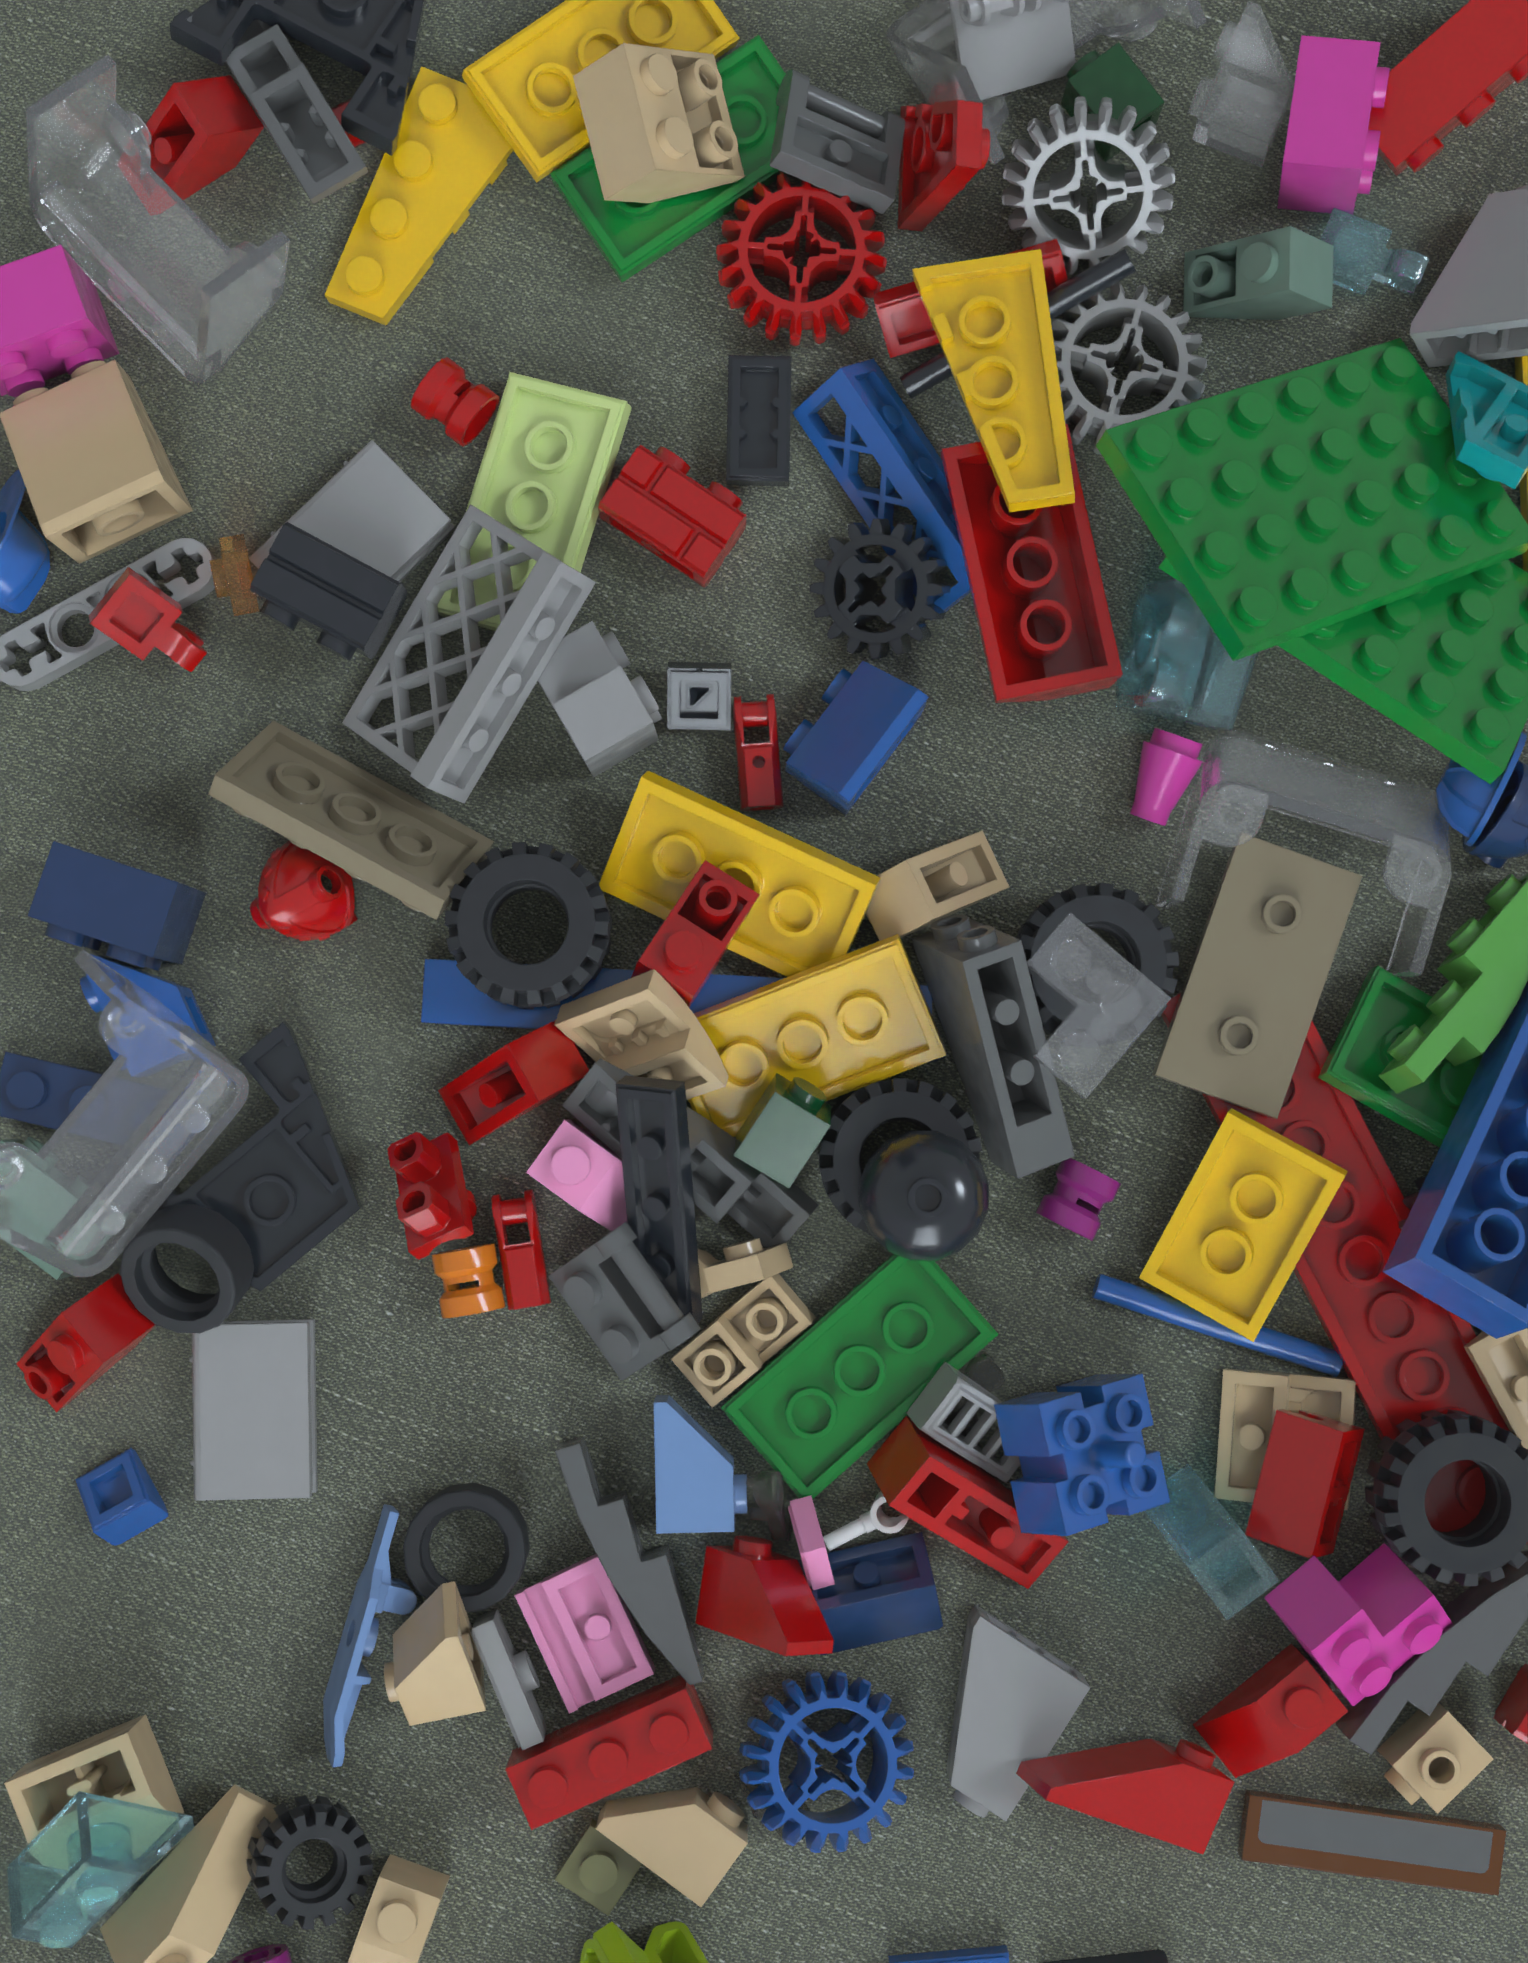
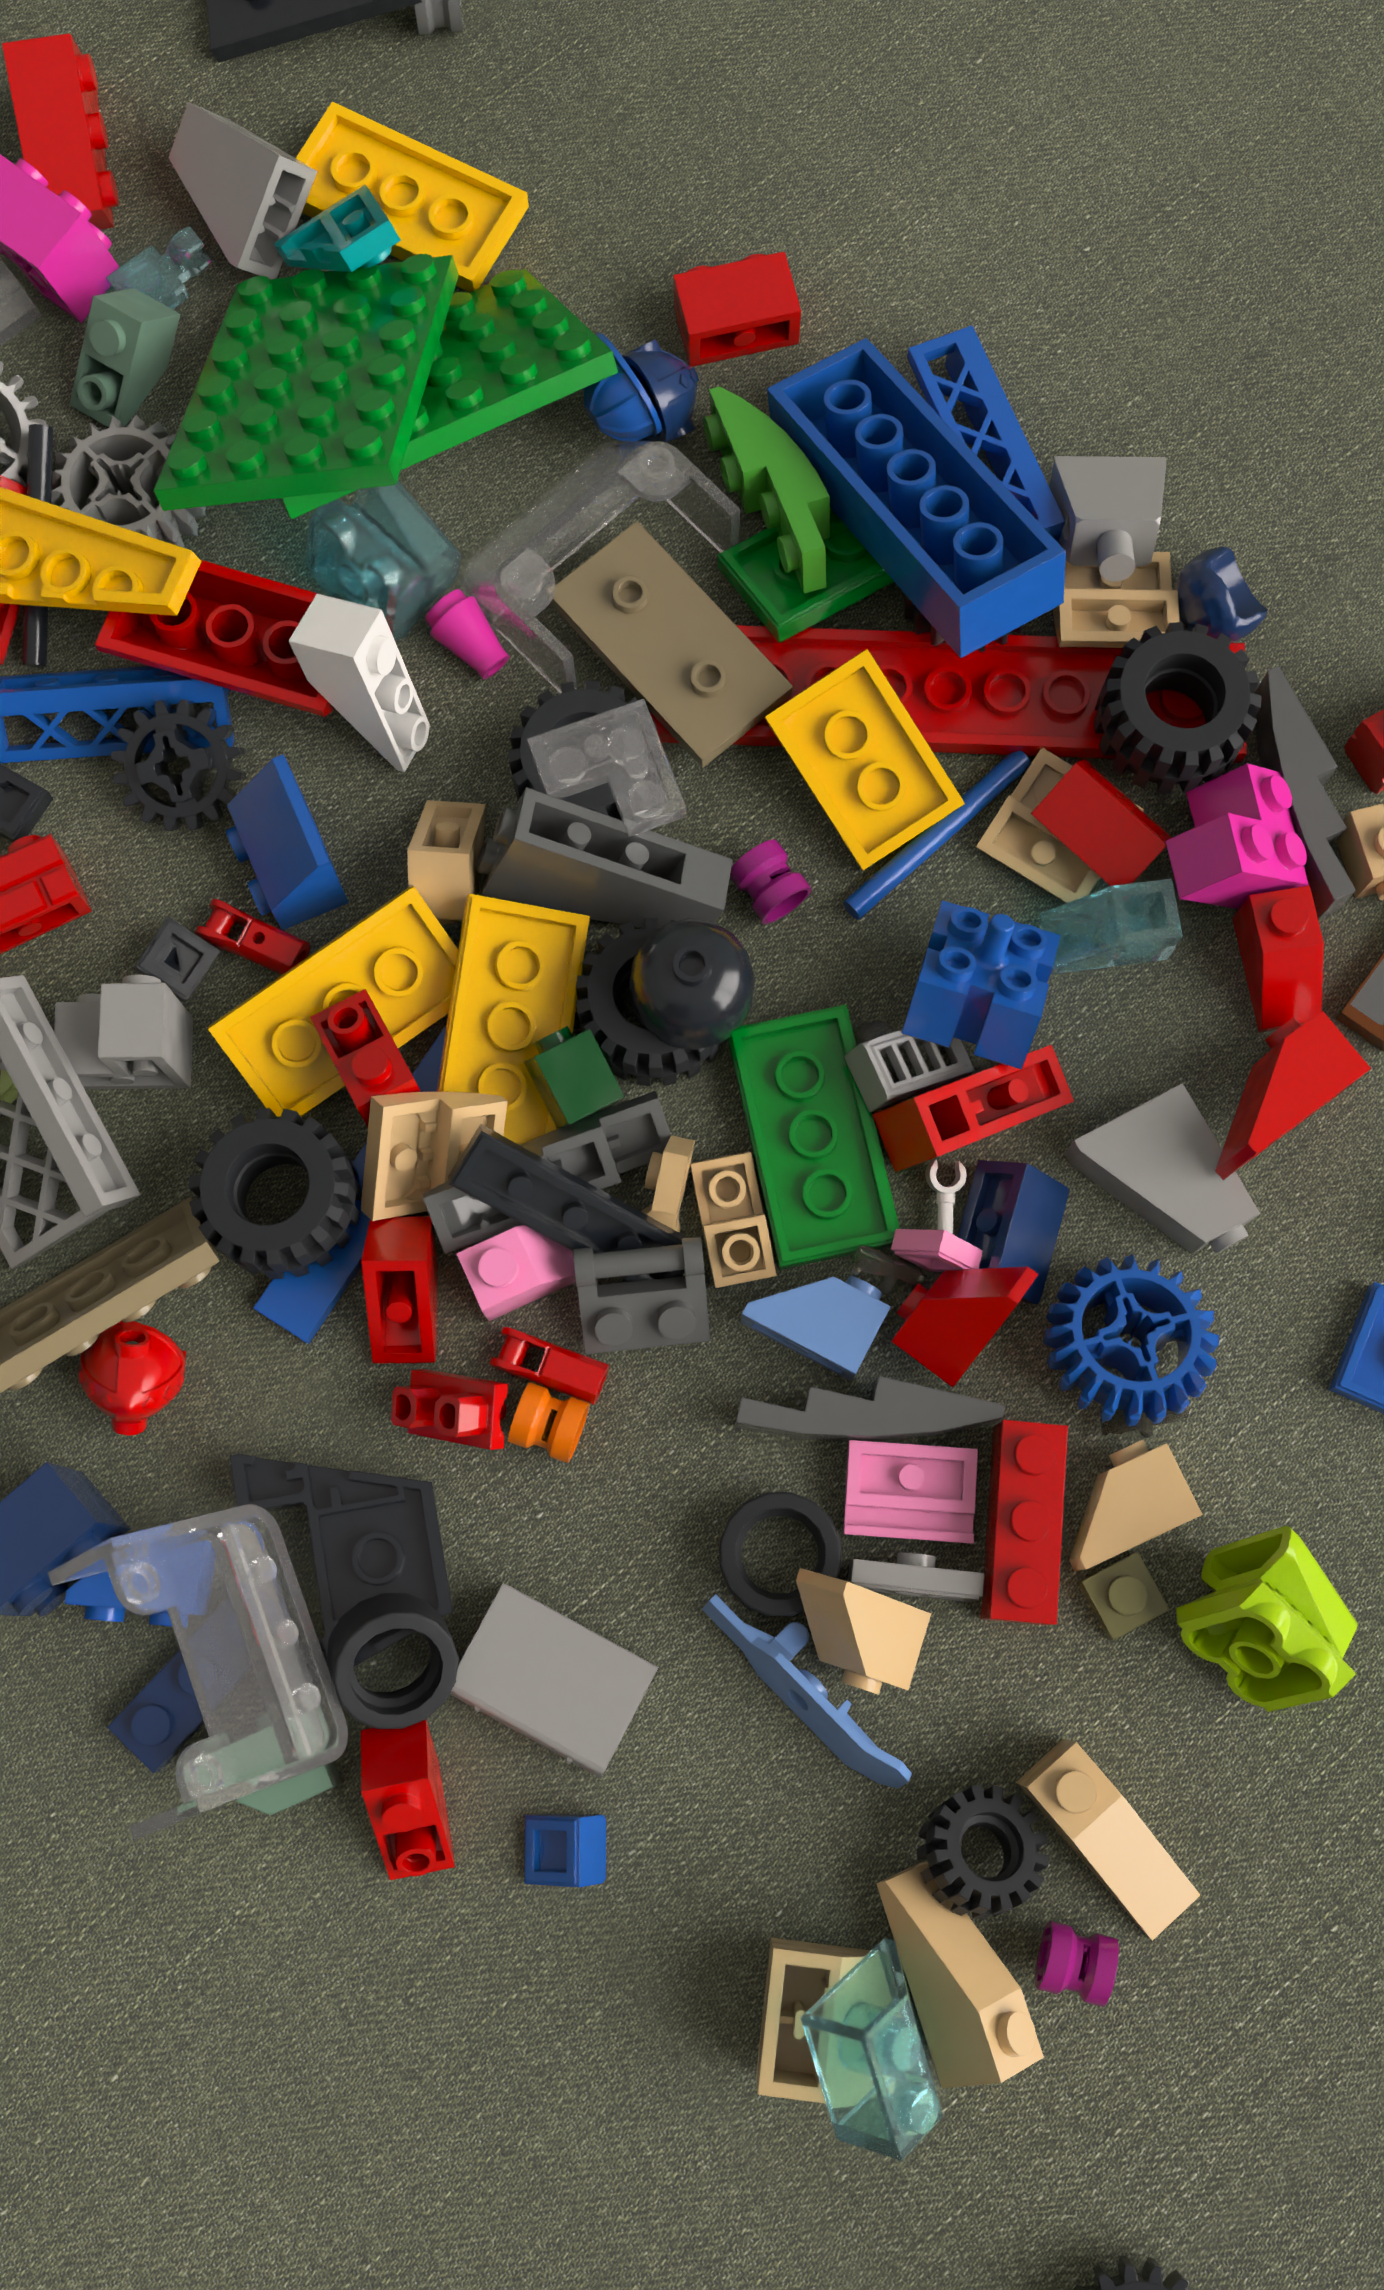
camera: 60 degrees left, 10 degrees down
(1050, 717) = (361, 674): none -> white slope

